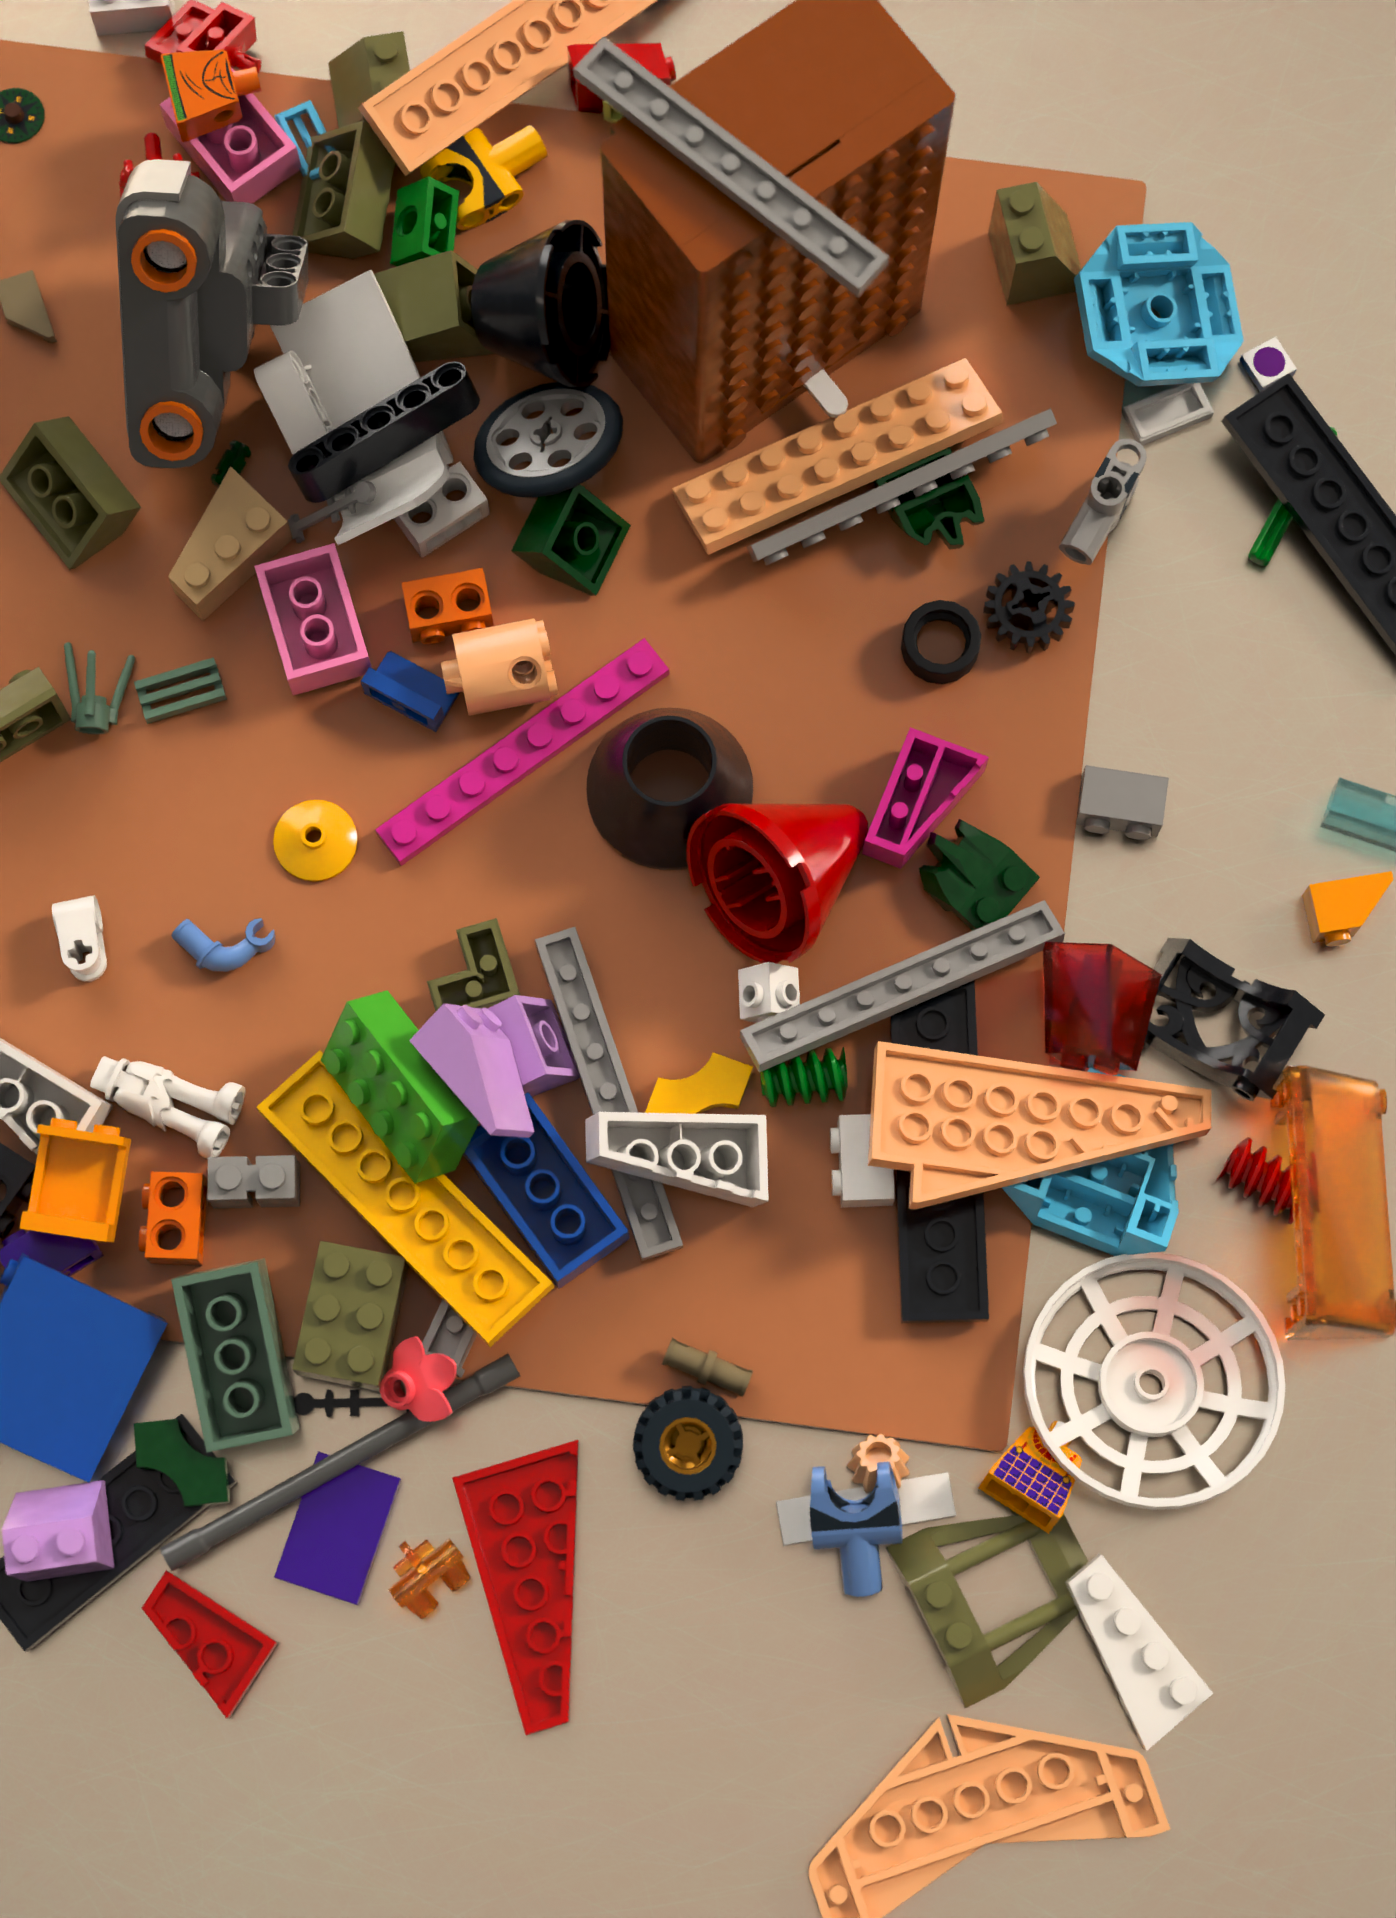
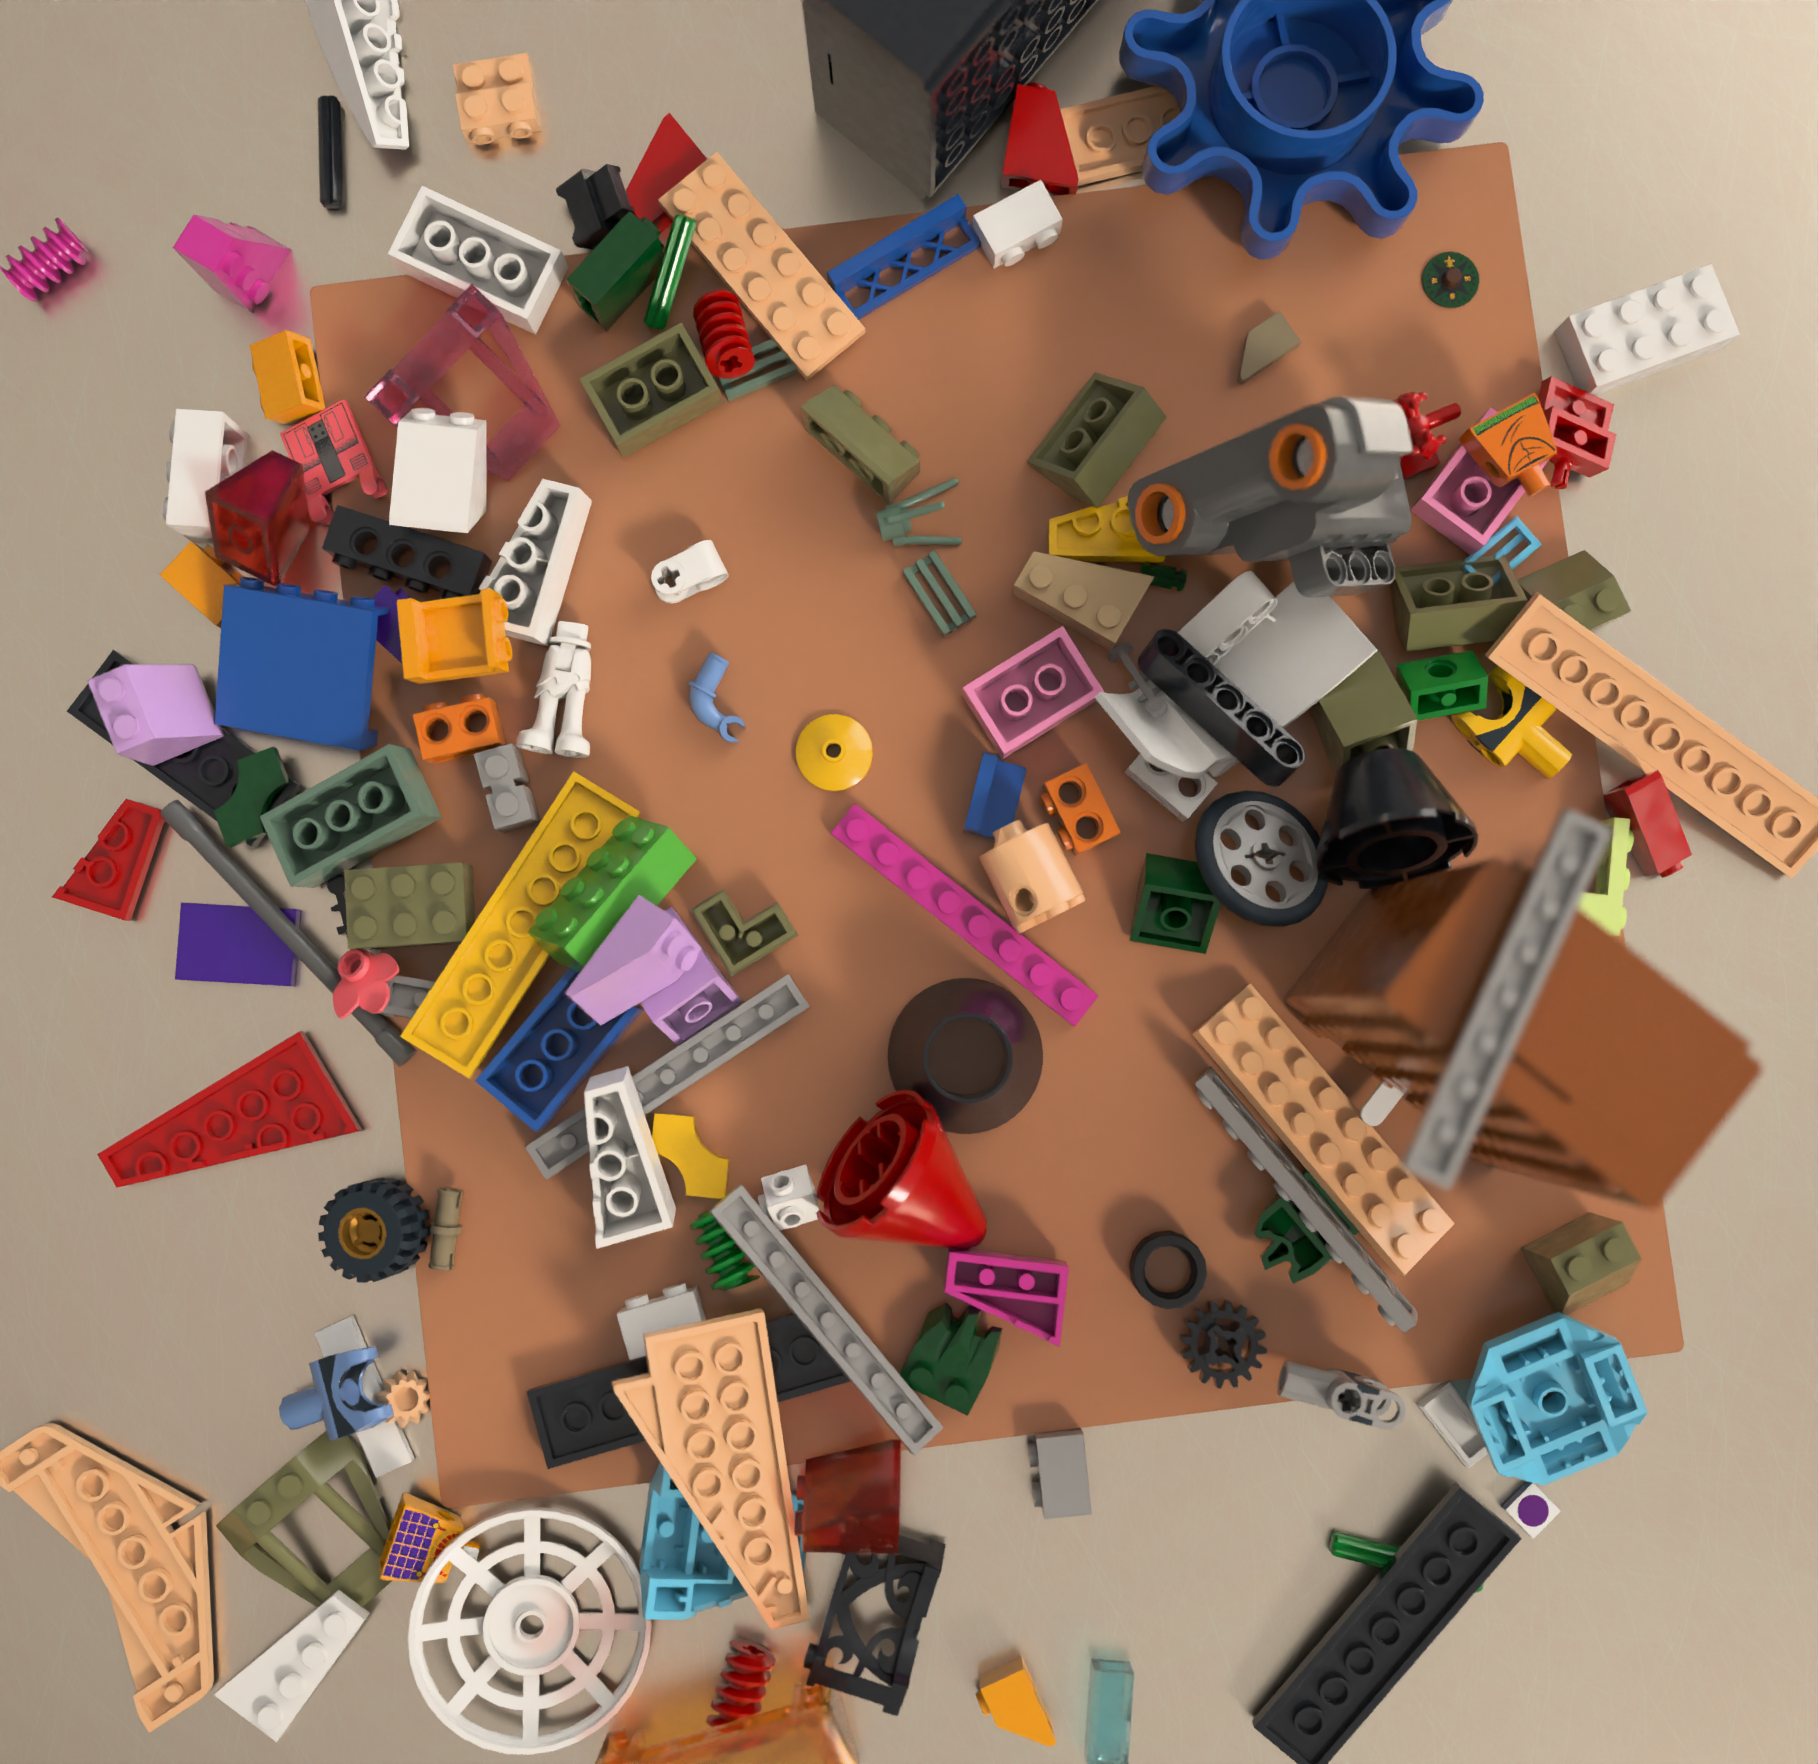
camera: 75 degrees right, 10 degrees up
(170, 510) = (1098, 535): none -> yellow wing
(412, 1587) = (215, 1029): clear orange hips -> none

